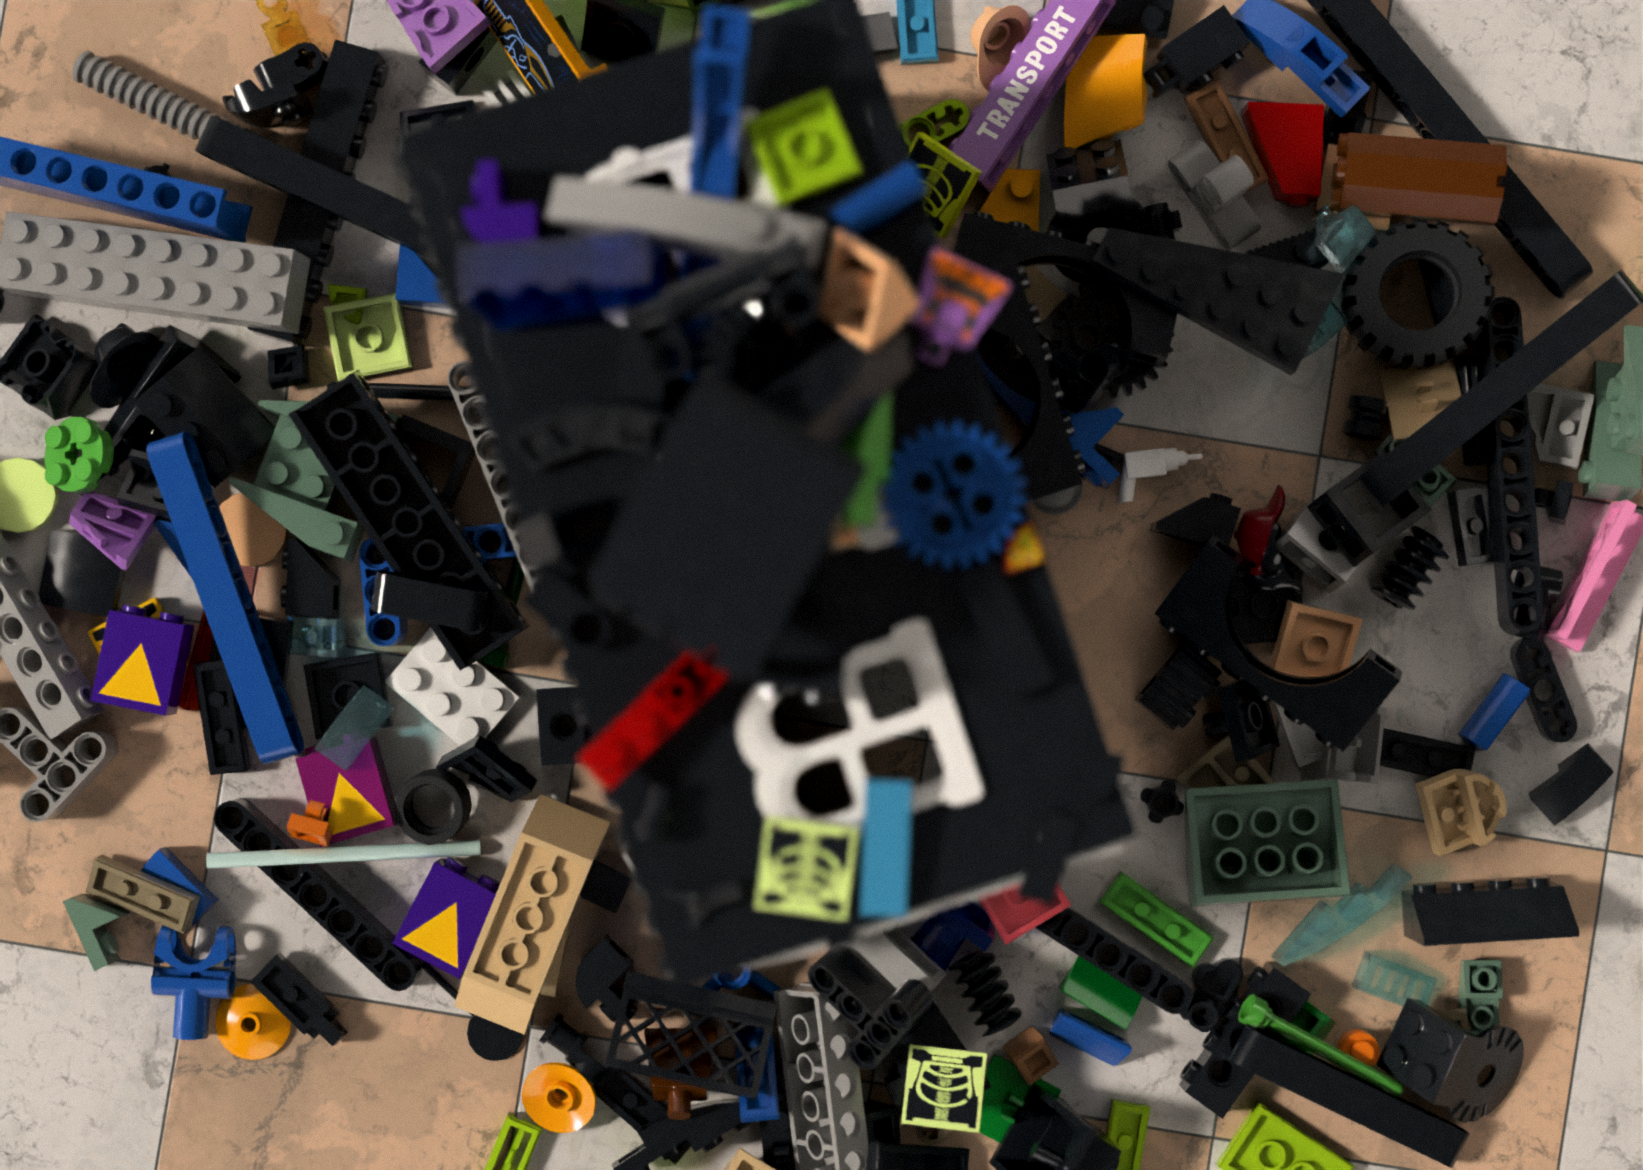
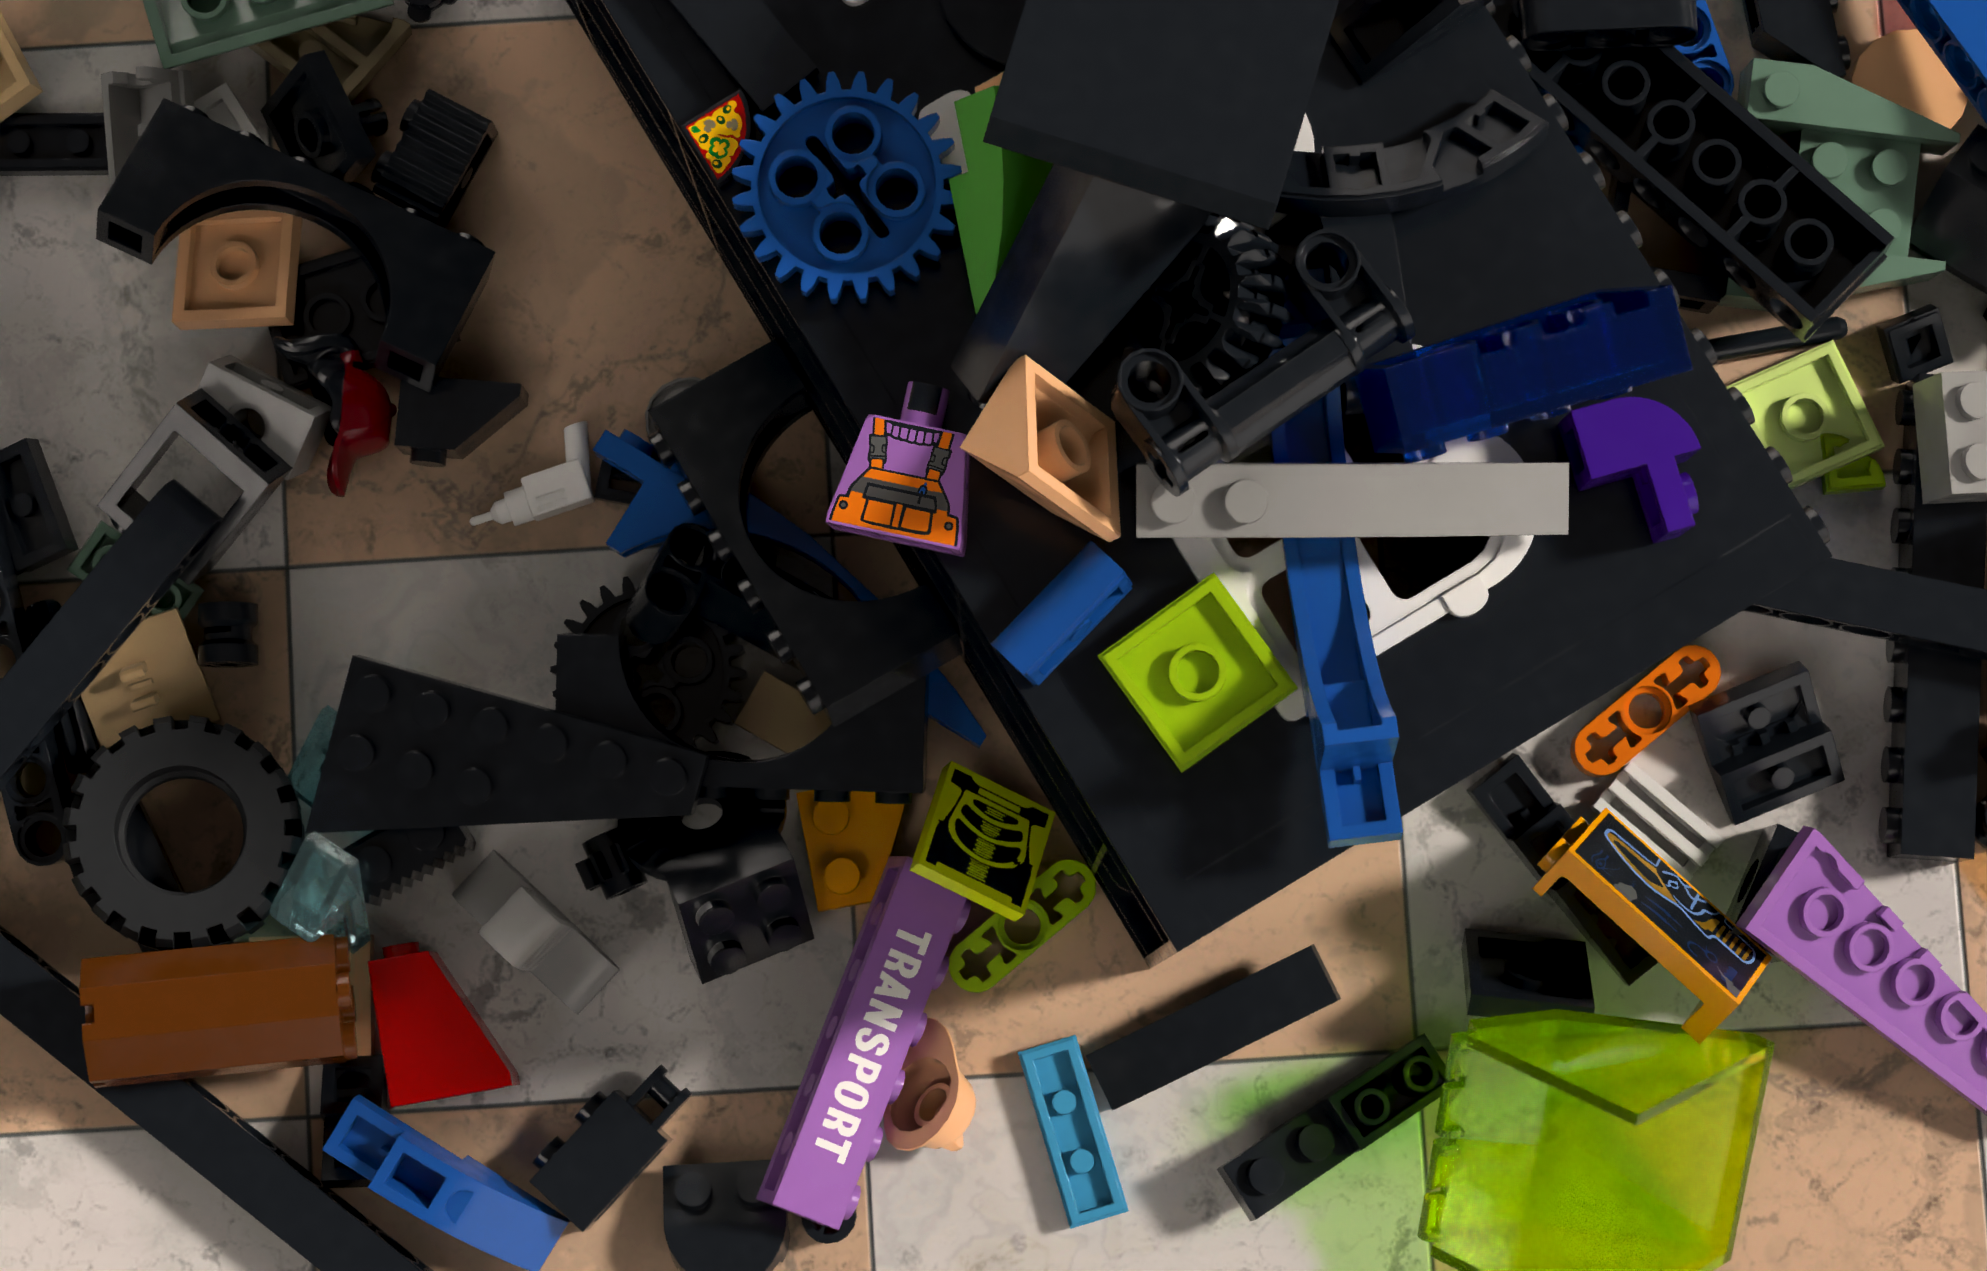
camera: 175 degrees right, 5 degrees down
(1106, 89) = (741, 1057): light orange slope -> none
(1223, 129) = (534, 1032): medium nougat tile -> none
(1409, 569) = (110, 412): black piece -> none

